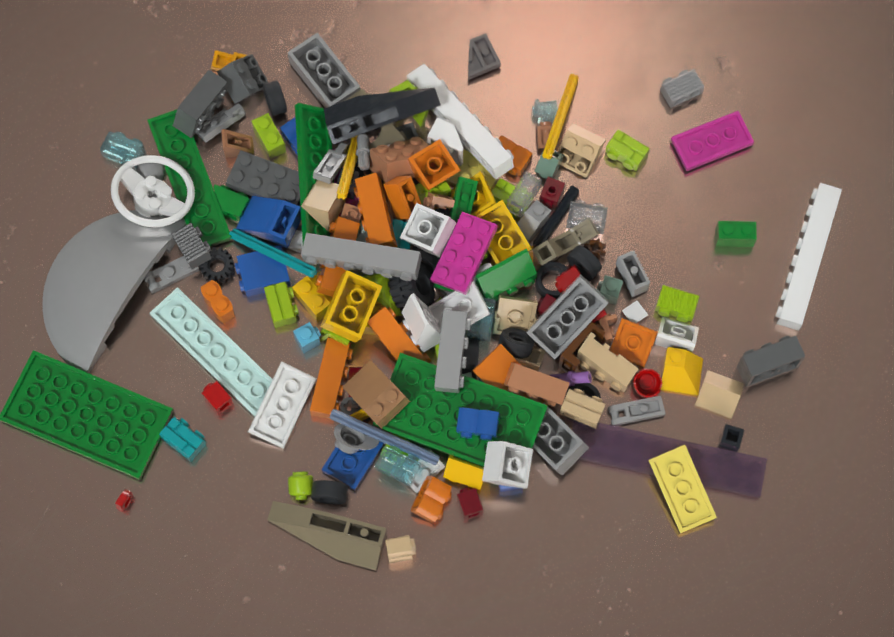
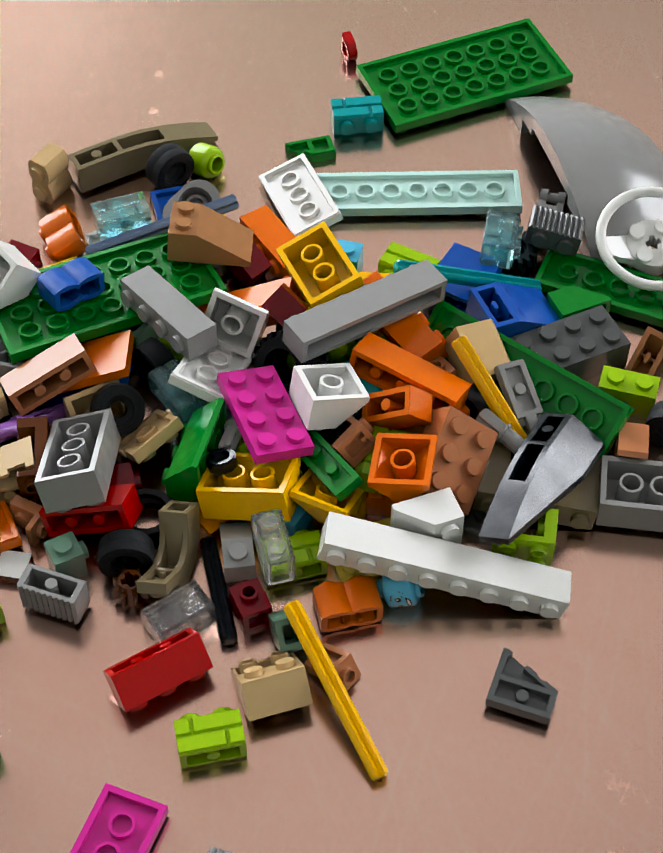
camera: 135 degrees right, 20 degrees down
(217, 301) = (465, 222): orange brick -> none
(217, 397) = (369, 158): red brick -> none
(226, 263) = (501, 239): none -> clear light blue brick
(229, 442) = (314, 149): none -> green tile
(311, 96) = (633, 441): none -> nougat slope
(393, 299) = (284, 304): none -> dark red brick
(504, 251) = (221, 461): none -> black tile
(544, 110) = (371, 695): clear light blue bracket -> none
(621, 195) = (158, 670): none -> red brick

